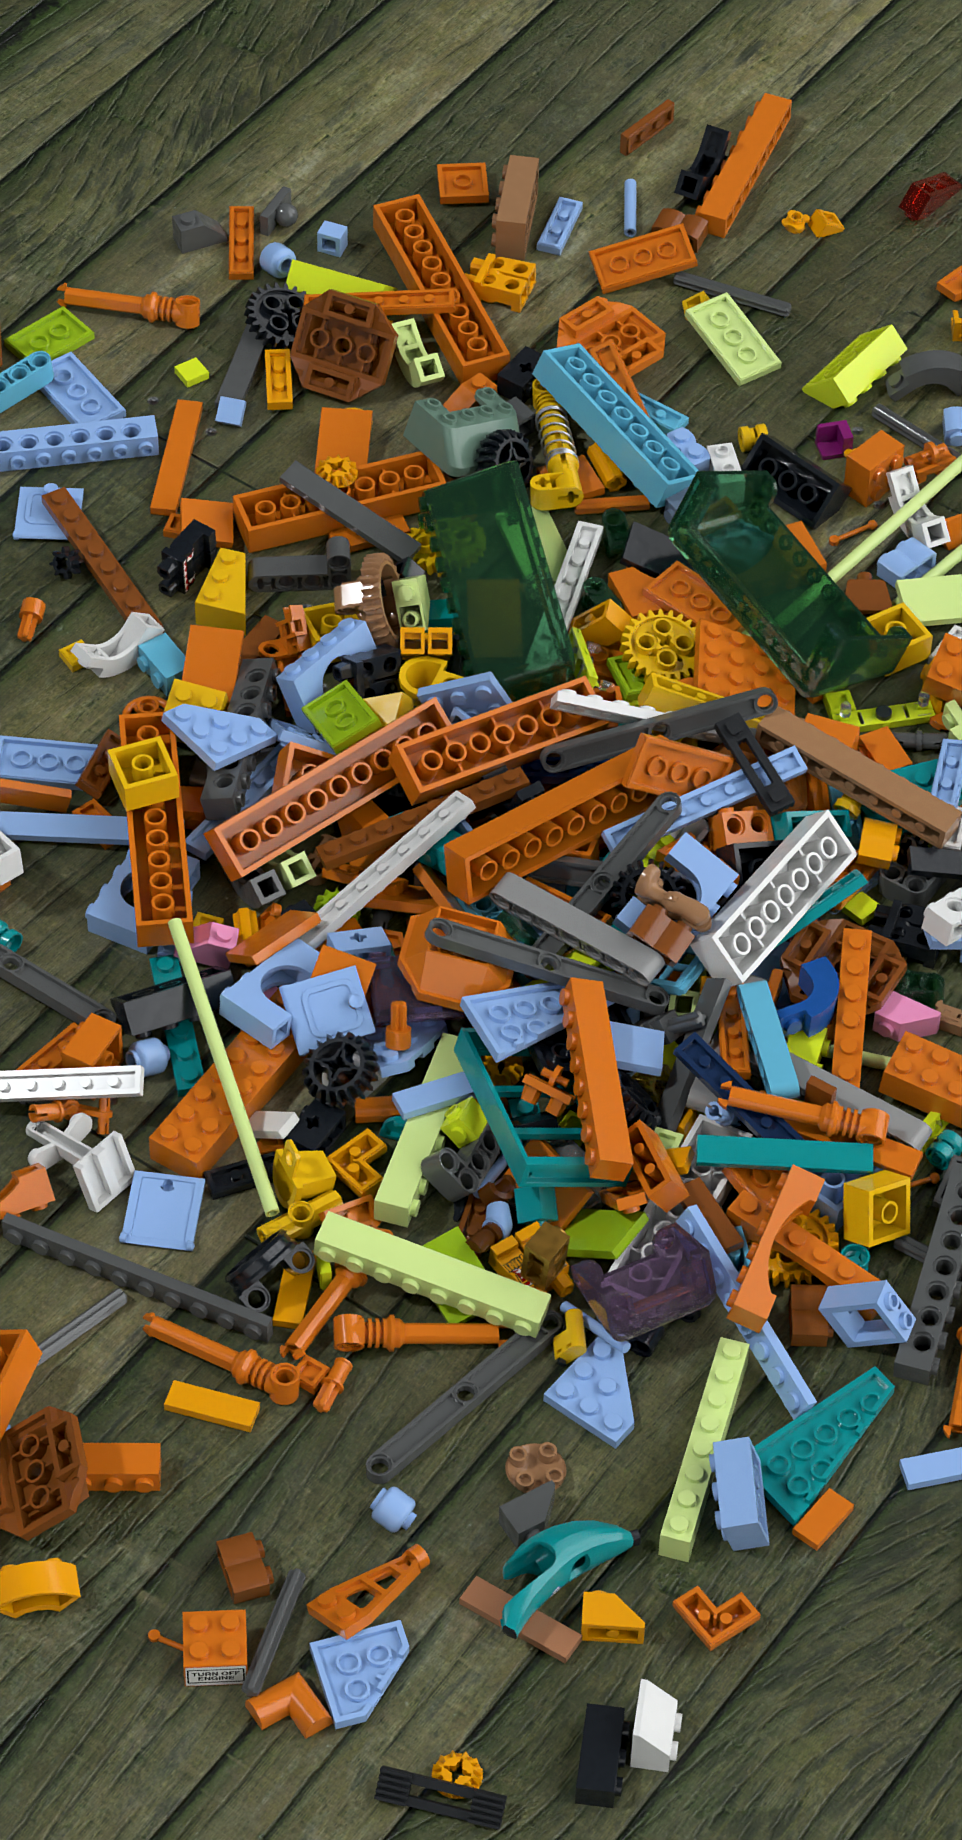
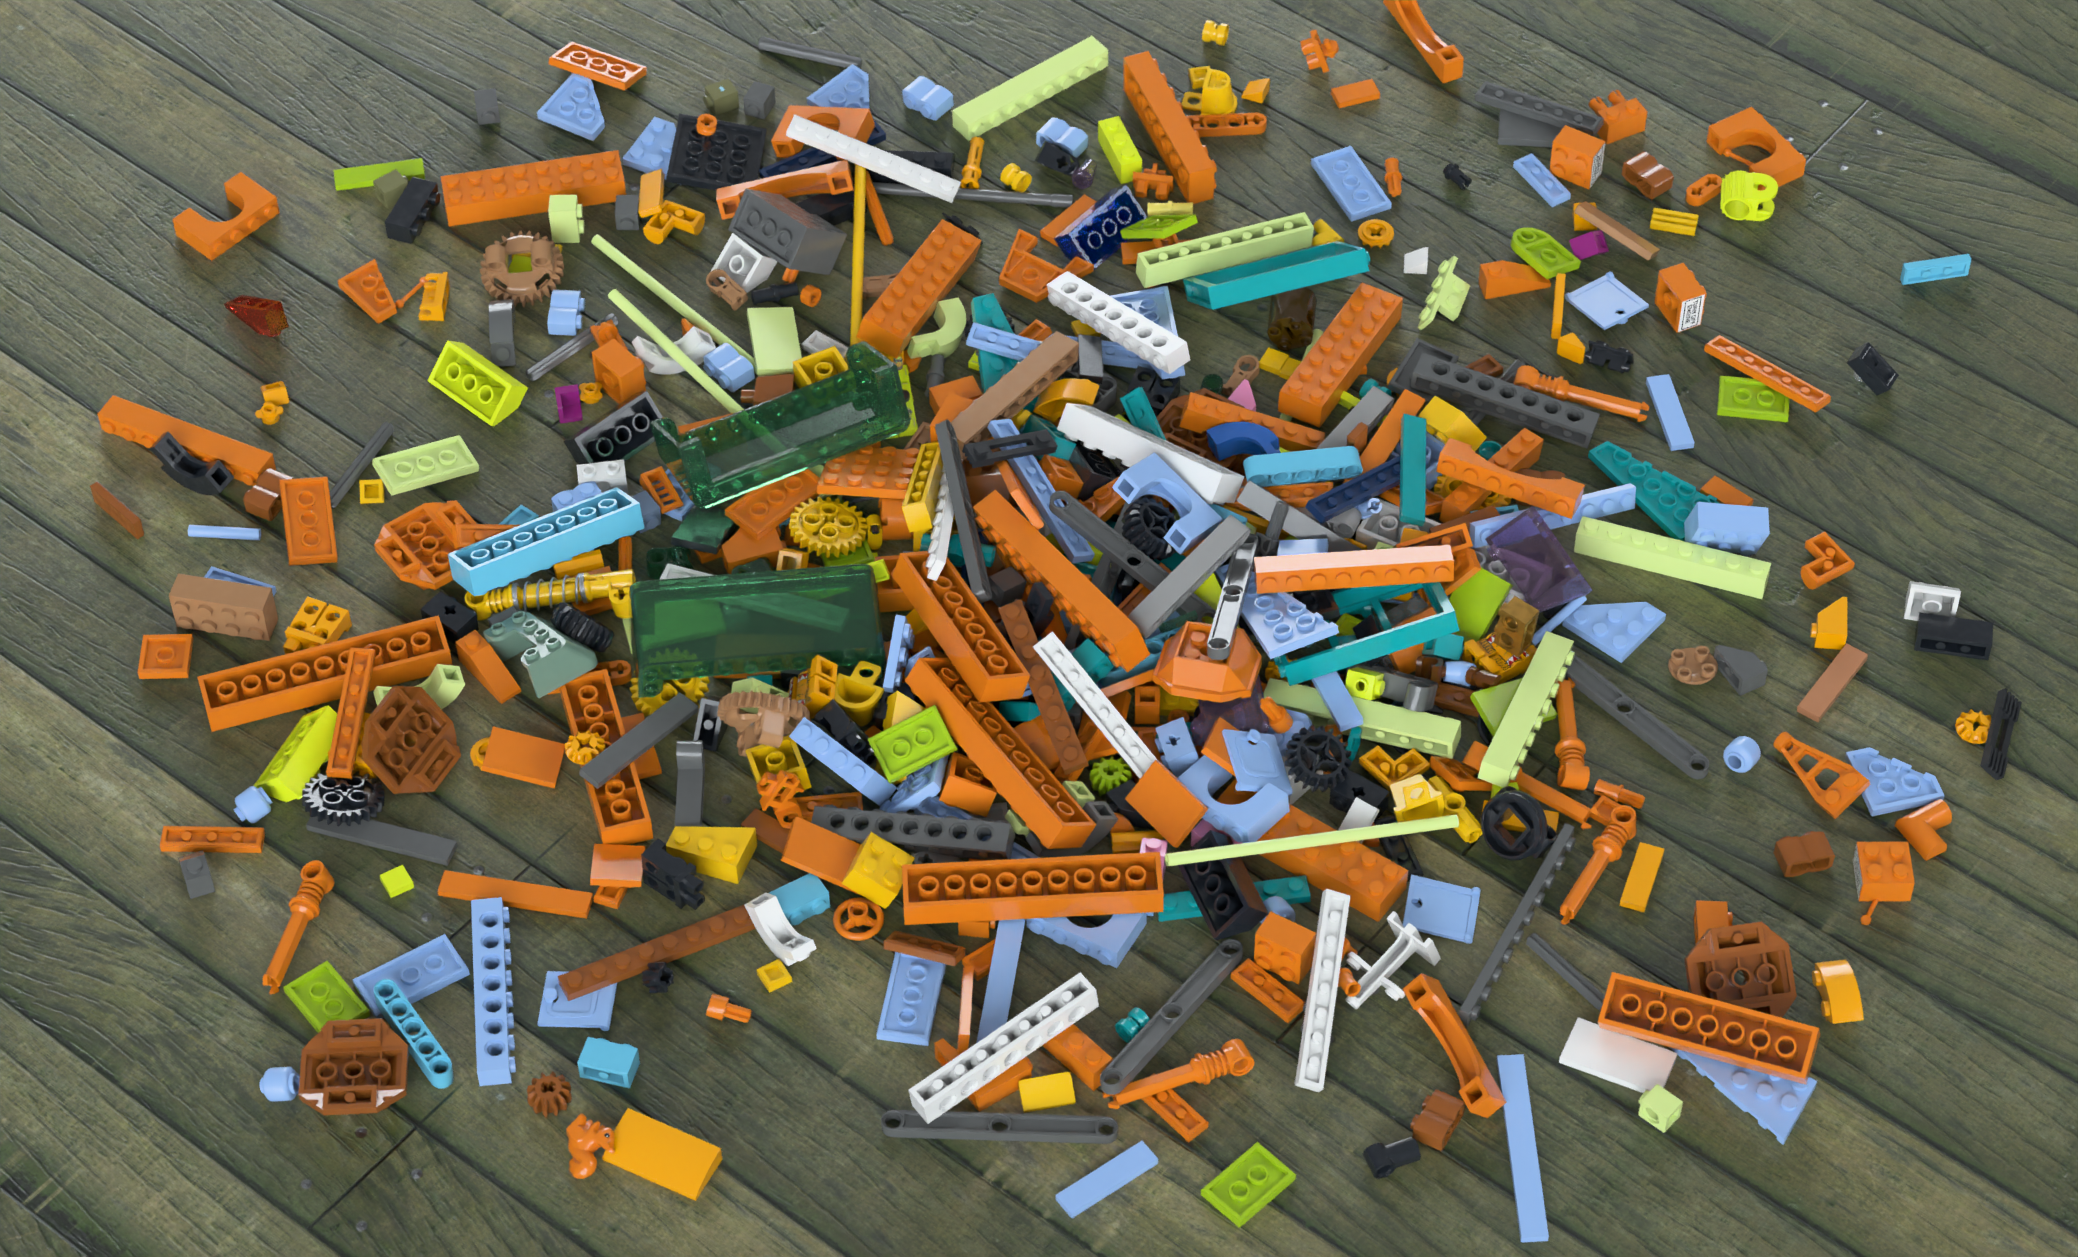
camera: 85 degrees left, 0 degrees up
(143, 773) = (997, 874): yellow brick -> none
(218, 735) = (932, 832): light blue plate -> none
(230, 411) = (462, 847): light blue tile -> none
(273, 1633) = (1861, 833): dark grey axle -> none
(278, 379) = (422, 808): light orange plate -> none
(279, 212) = (180, 803): dark grey tile -> none
(332, 238) = (228, 760): light blue plate -> none
(558, 1558) = (1774, 639): teal piece -> none
(559, 1098) = (1350, 608): orange hips -> none
(572, 1341) = (1571, 630): yellow piece -> none
(661, 933) = (1210, 510): dark orange brick -> none
(679, 906) = (1172, 506): medium nougat piece -> none
(748, 436) = (557, 459): yellow wheel -> none
(834, 539) = (686, 417): orange hinge -> none
(841, 1306) = (1556, 438): light blue window -> none
(868, 1126) = (1383, 434): orange piece -> none

